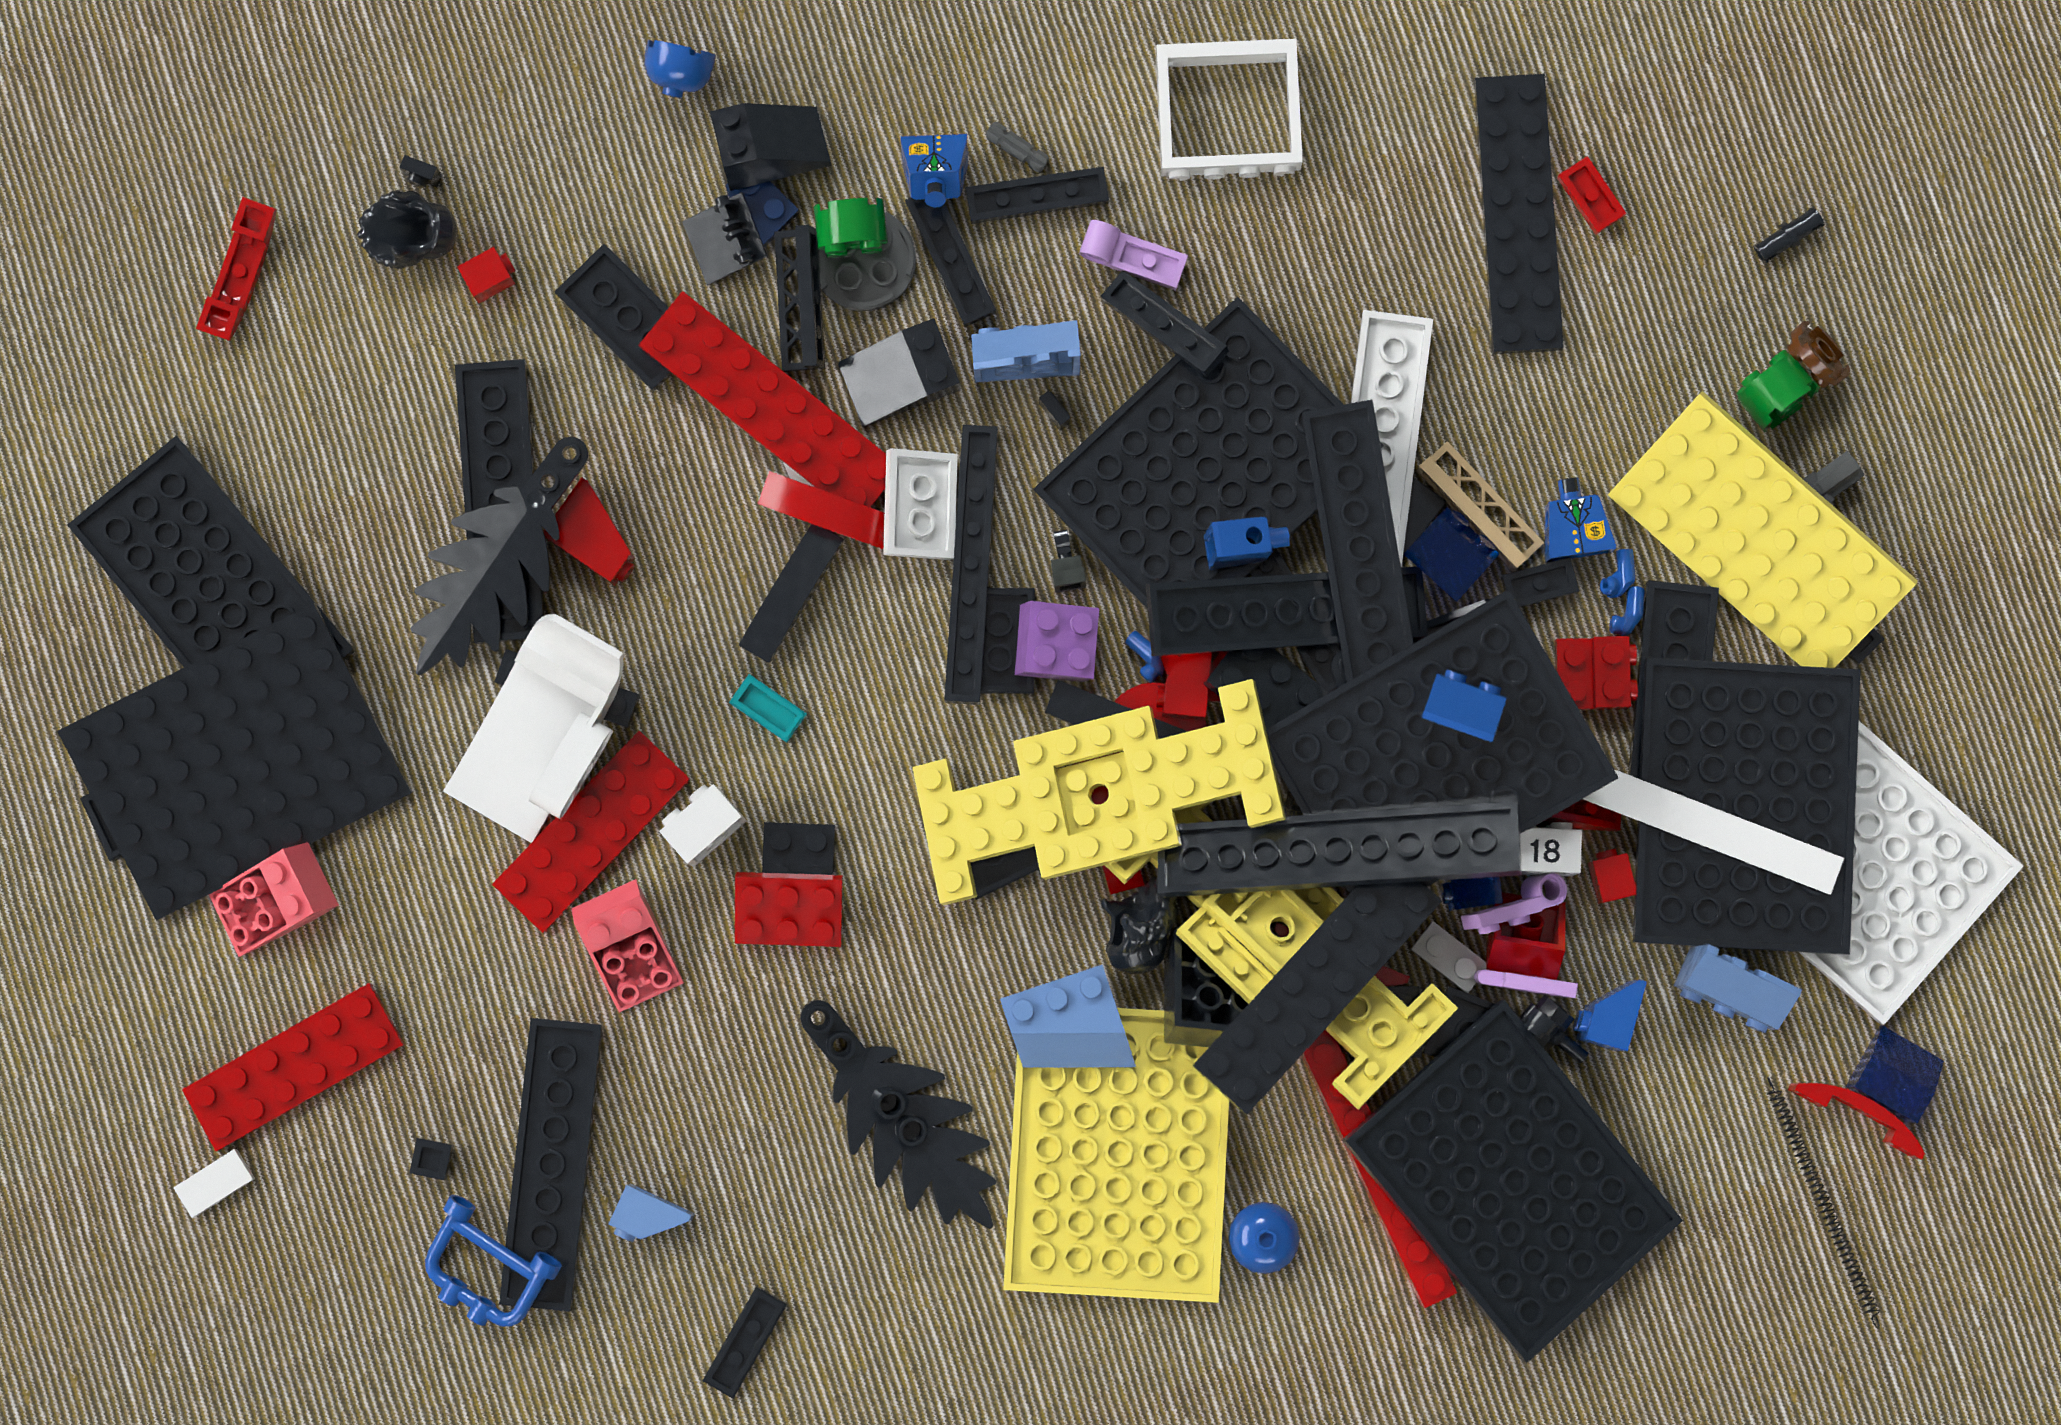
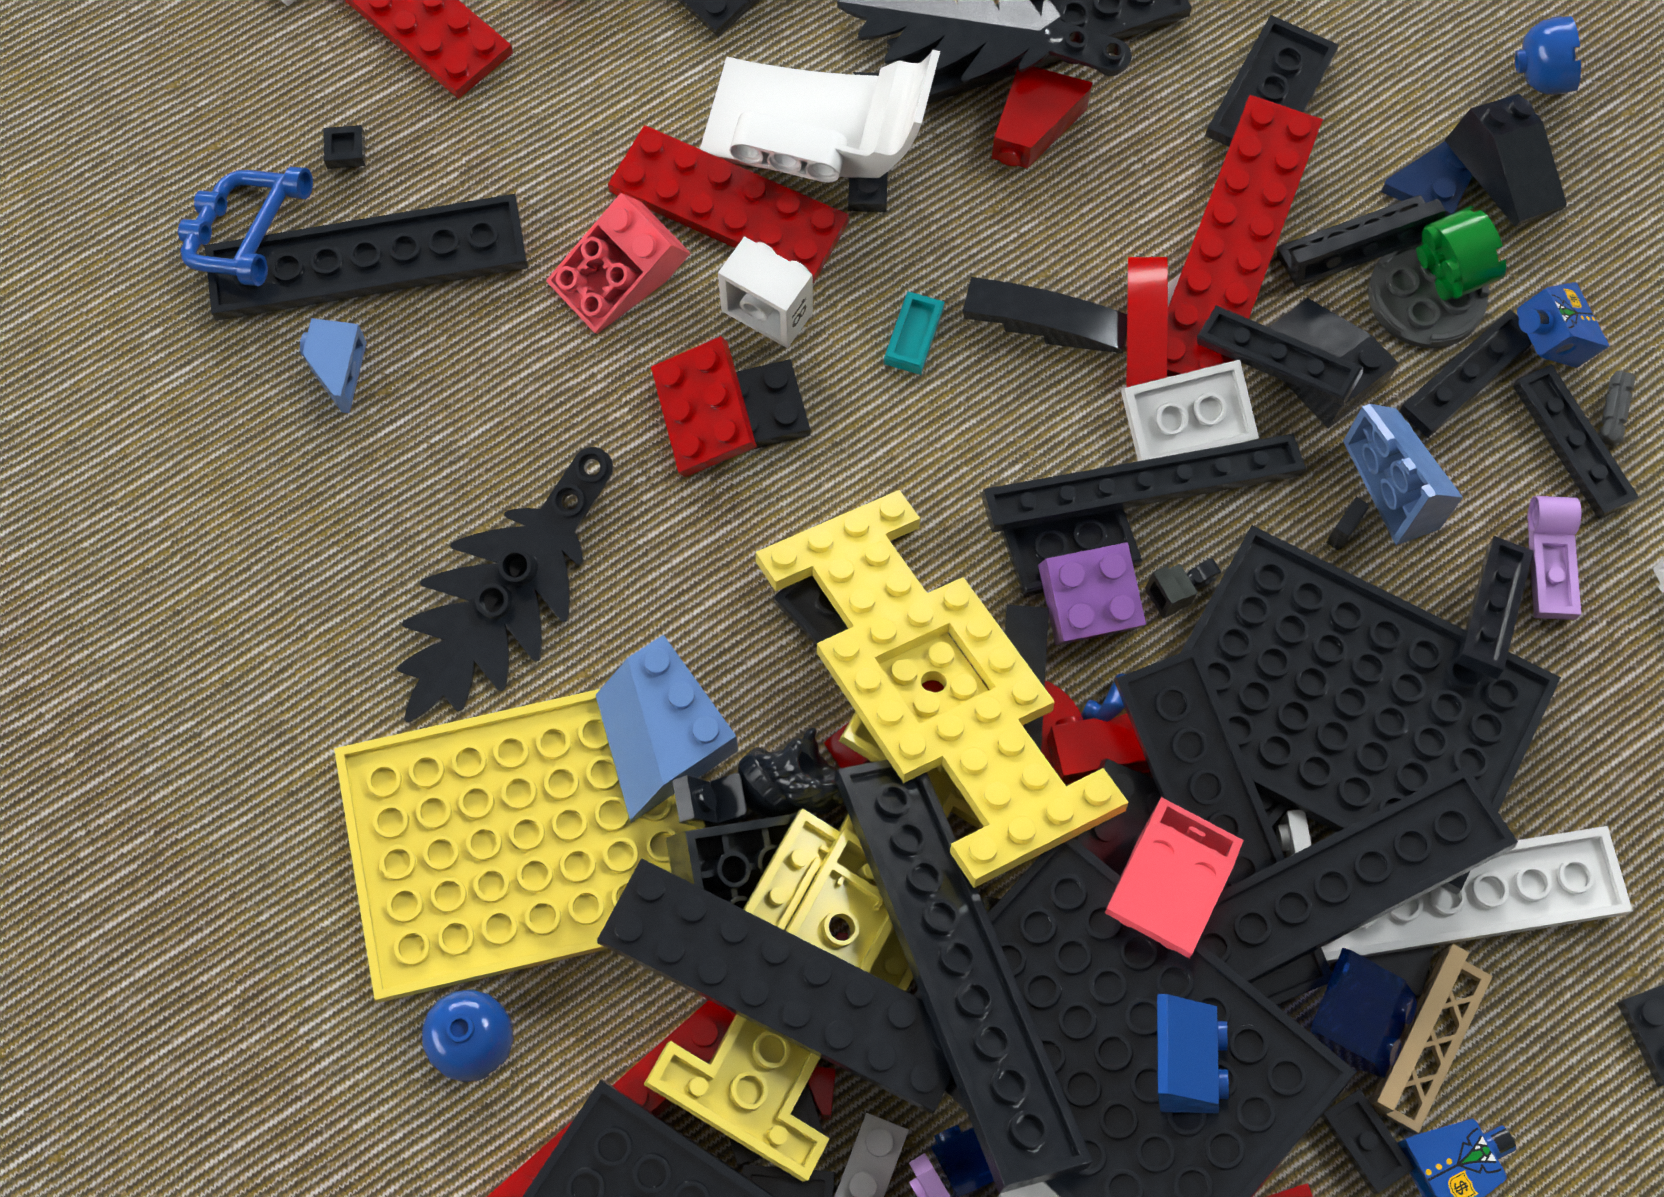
camera: 70 degrees right, 15 degrees down
(724, 238) = (1394, 151): hinge -> none
(745, 1342) = (218, 498): black tile -> none
(898, 414) = (1280, 355): none -> black tile
(1143, 999) = (710, 803): none -> black slope
(1228, 543) = (1284, 750): blue torso -> none
(1299, 552) = (1293, 832): none -> white plate
(1325, 667) = (1174, 877): none -> coral slope

